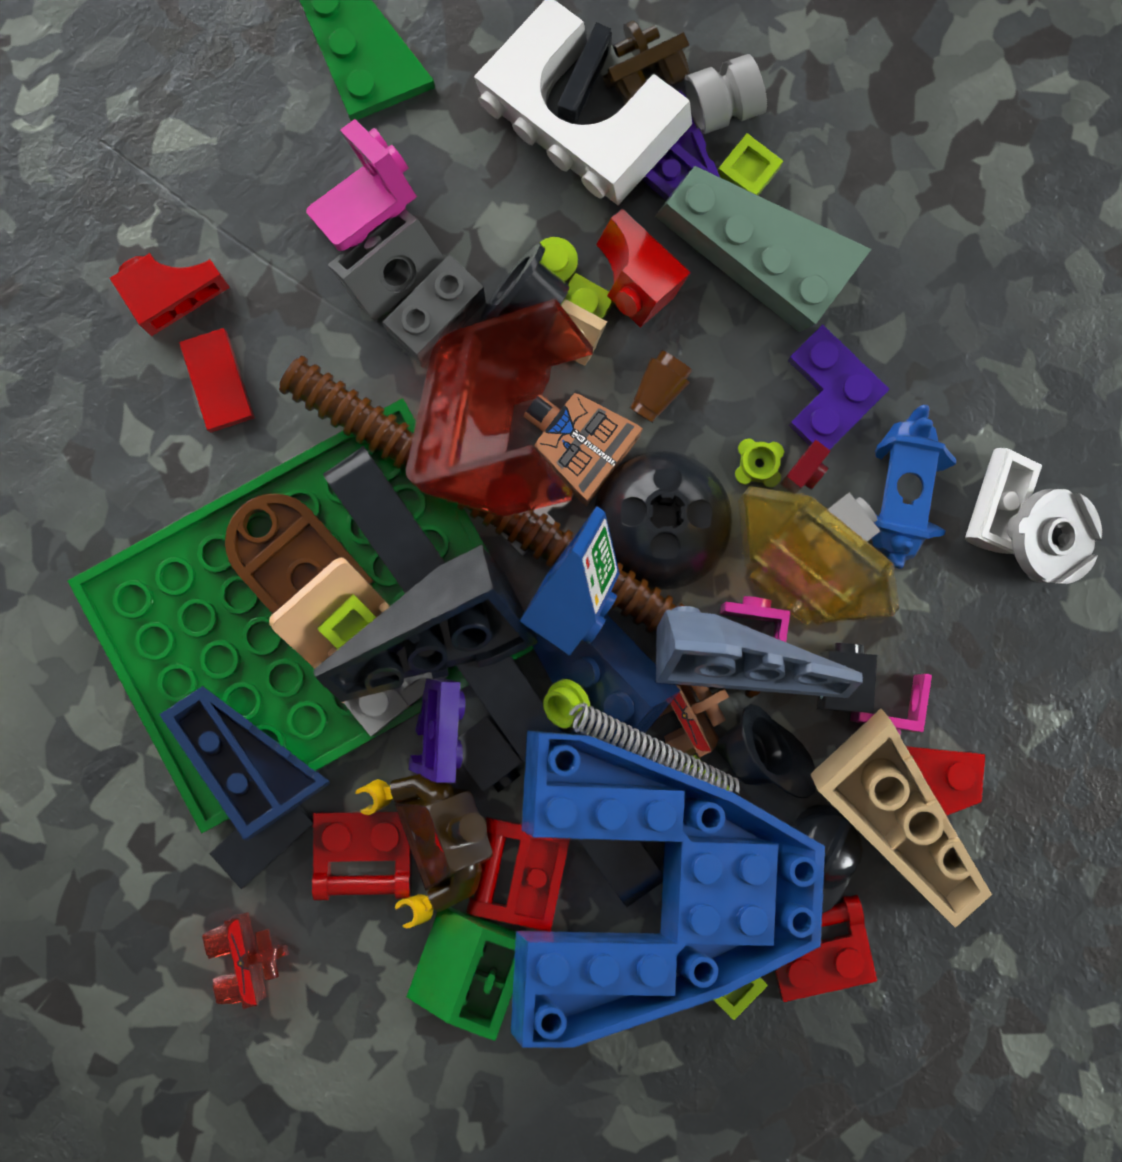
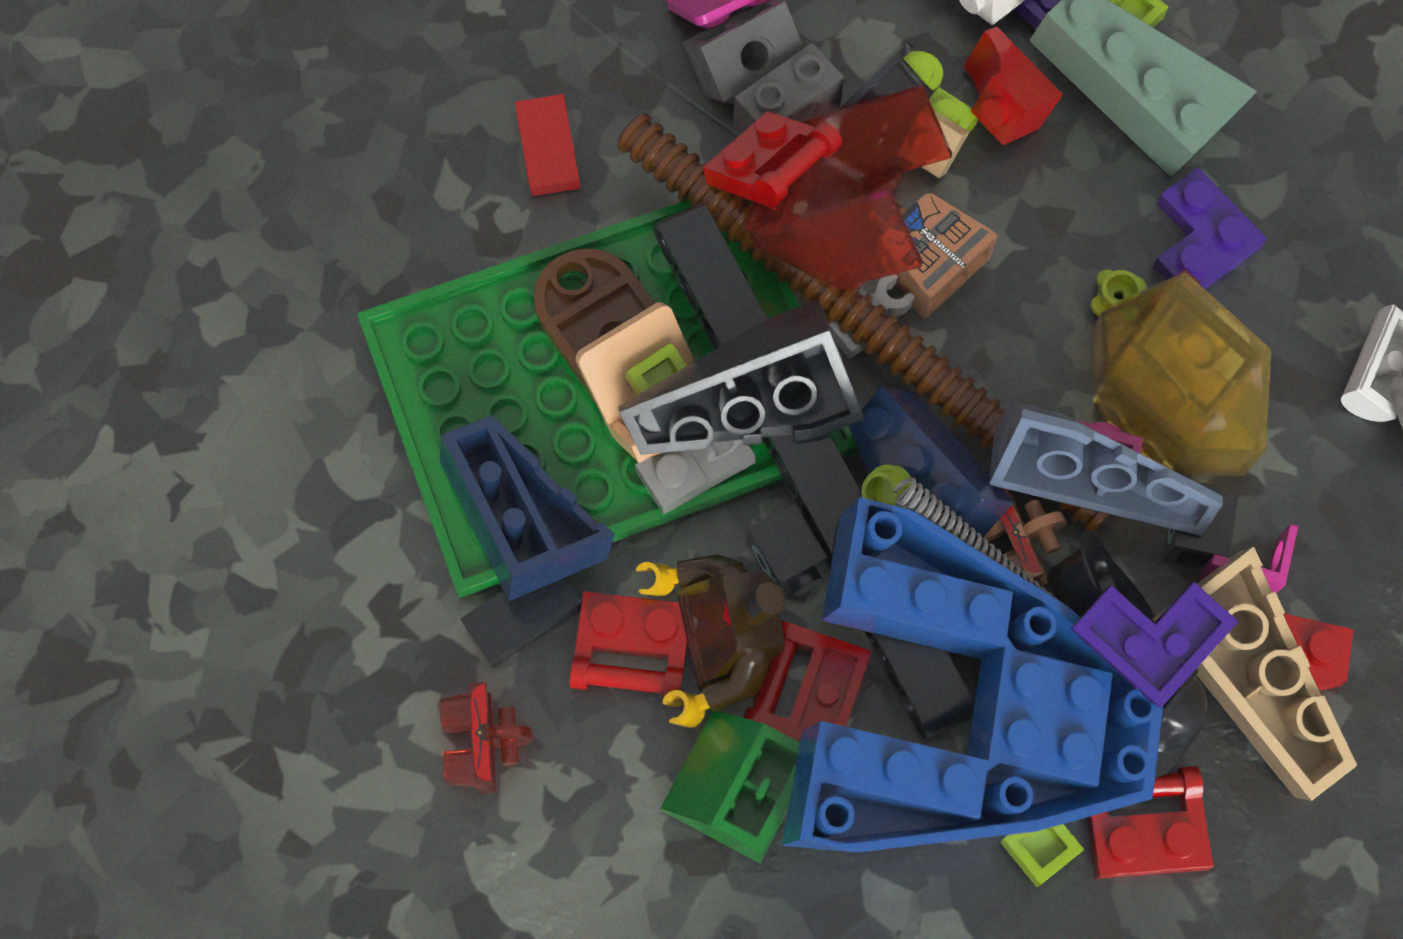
camera: 10 degrees right, 15 degrees down
(164, 293) = (510, 52): red arch -> none
(412, 389) = (770, 157): none -> red plate
(438, 723) = (742, 503): dark purple wing -> none
(576, 588) = (915, 362): blue slope -> none
(647, 533) = (1012, 360): black piece -> none
(660, 385) = (1020, 202): reddish brown cone -> none
(811, 831) = (1157, 654): none -> dark purple plate
(918, 452) = (1292, 299): blue piece -> none

